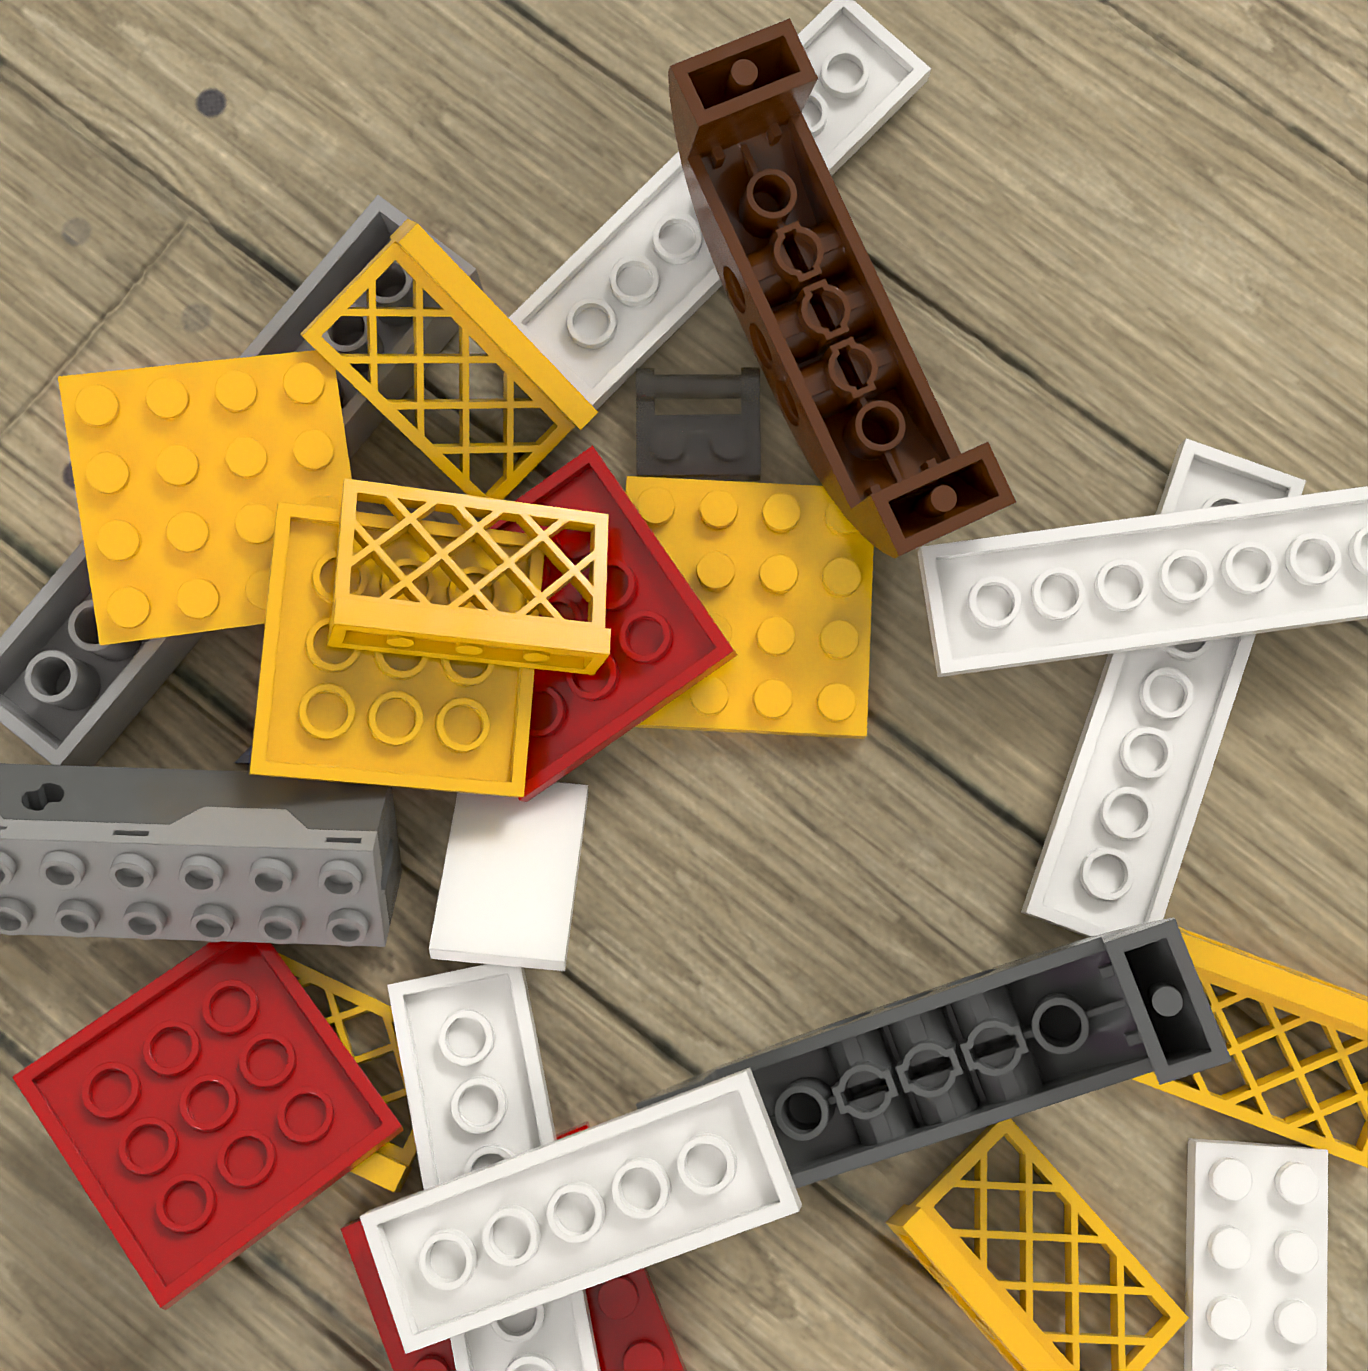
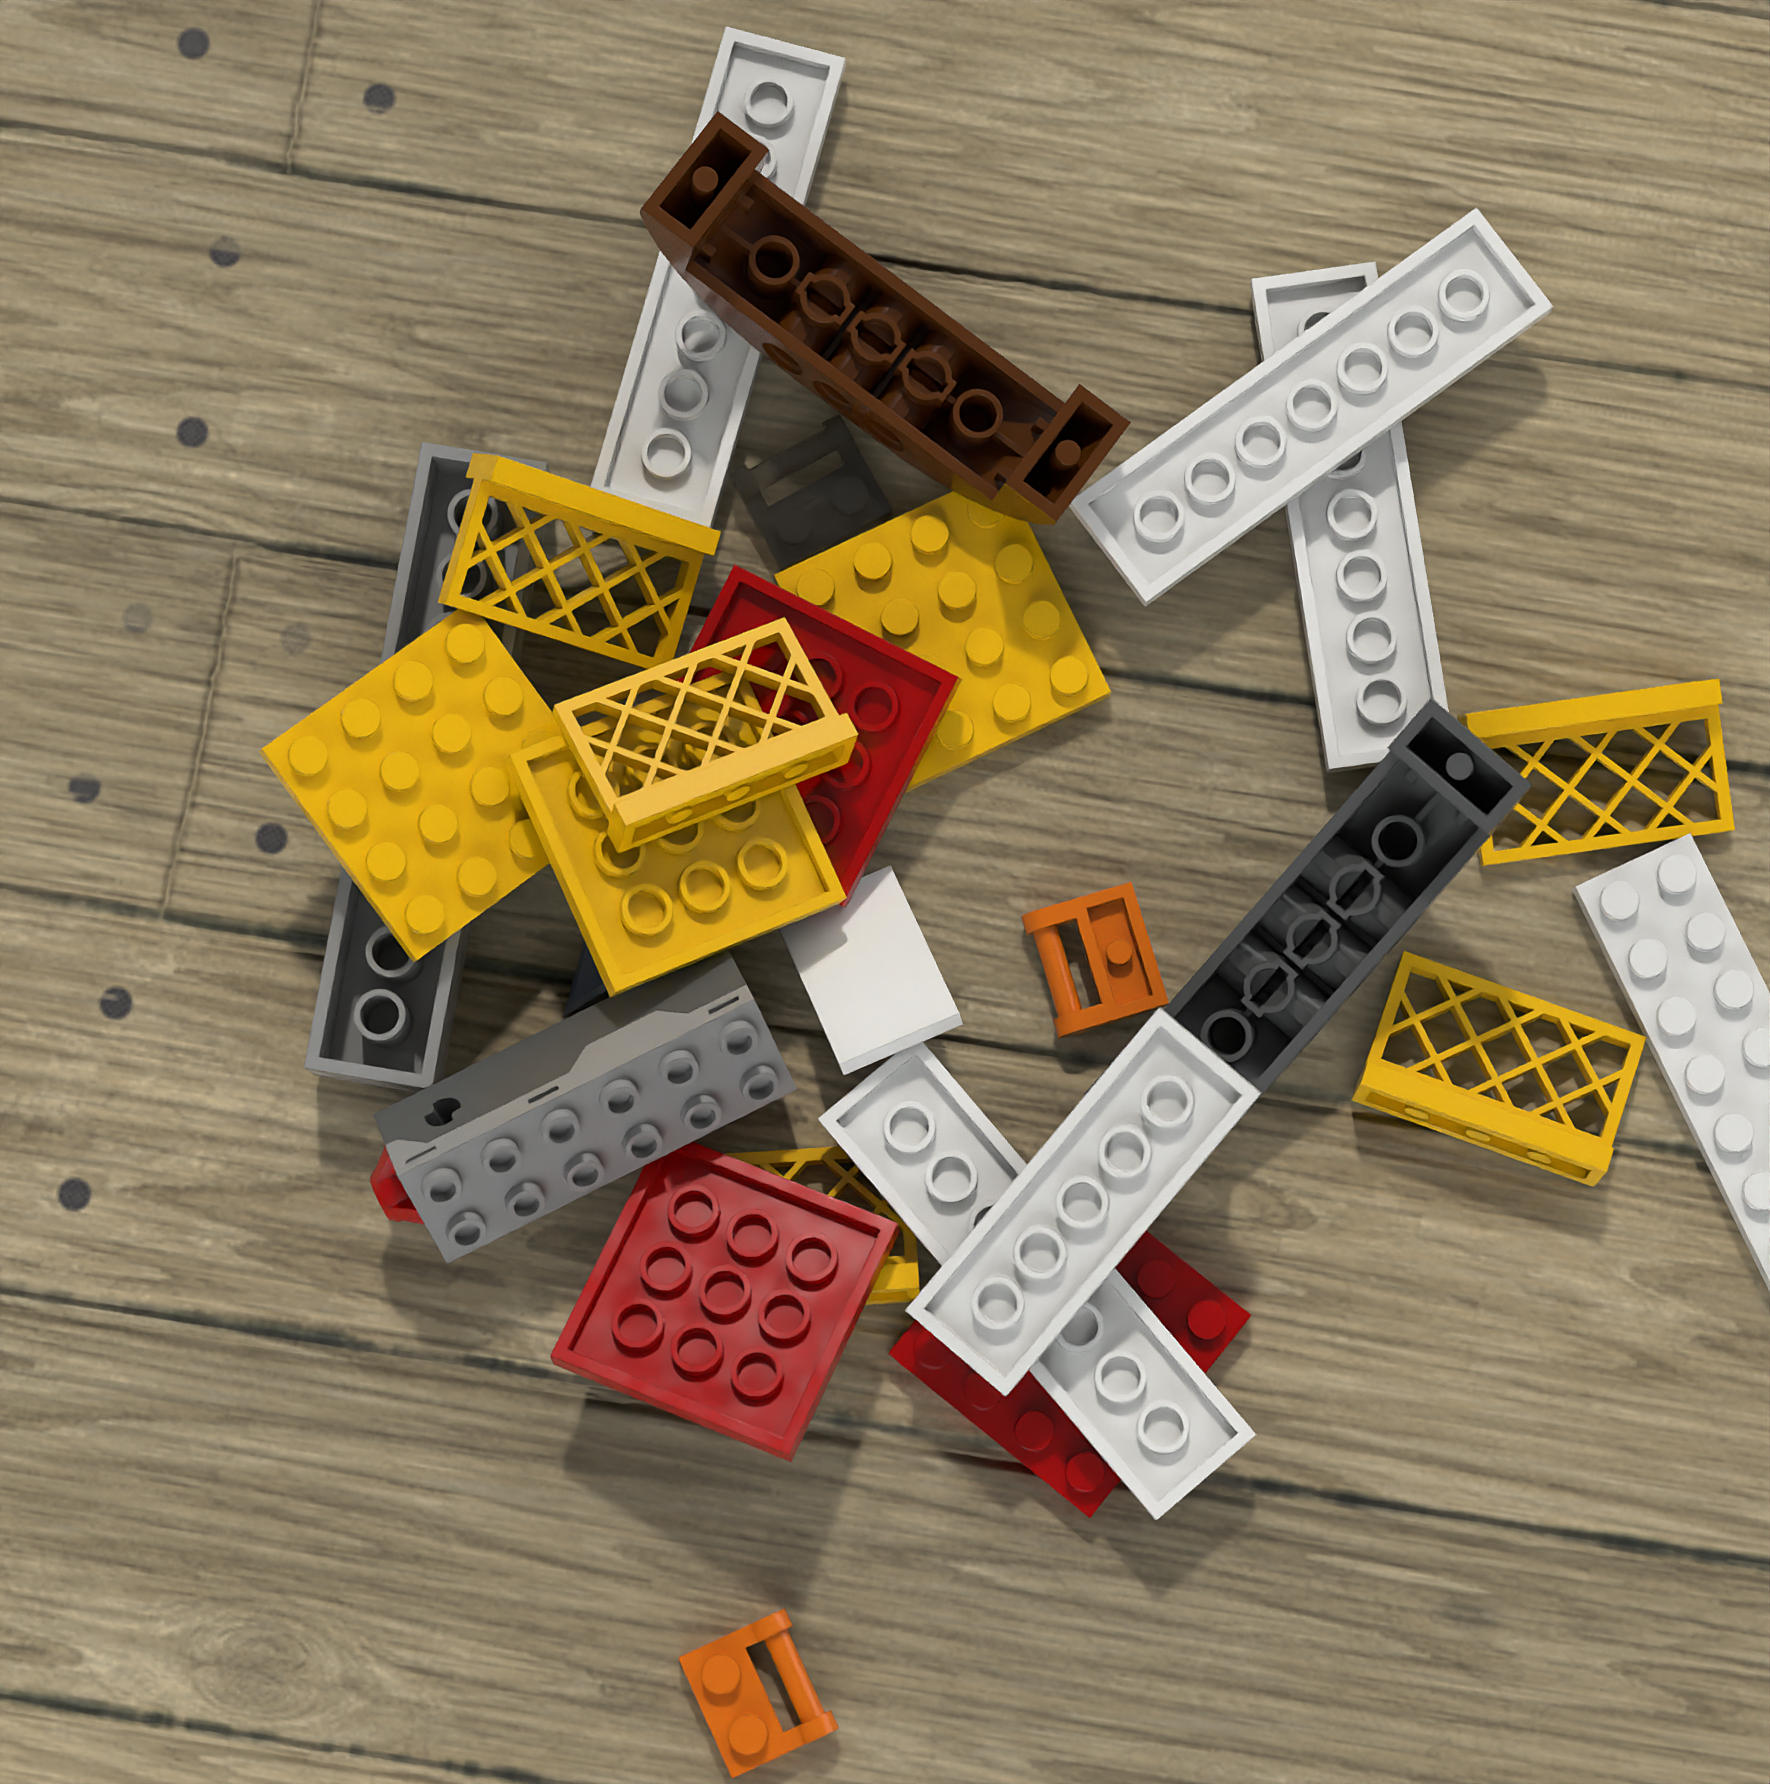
camera: 25 degrees left, 0 degrees up
(744, 974) = (1116, 954): none -> orange plate

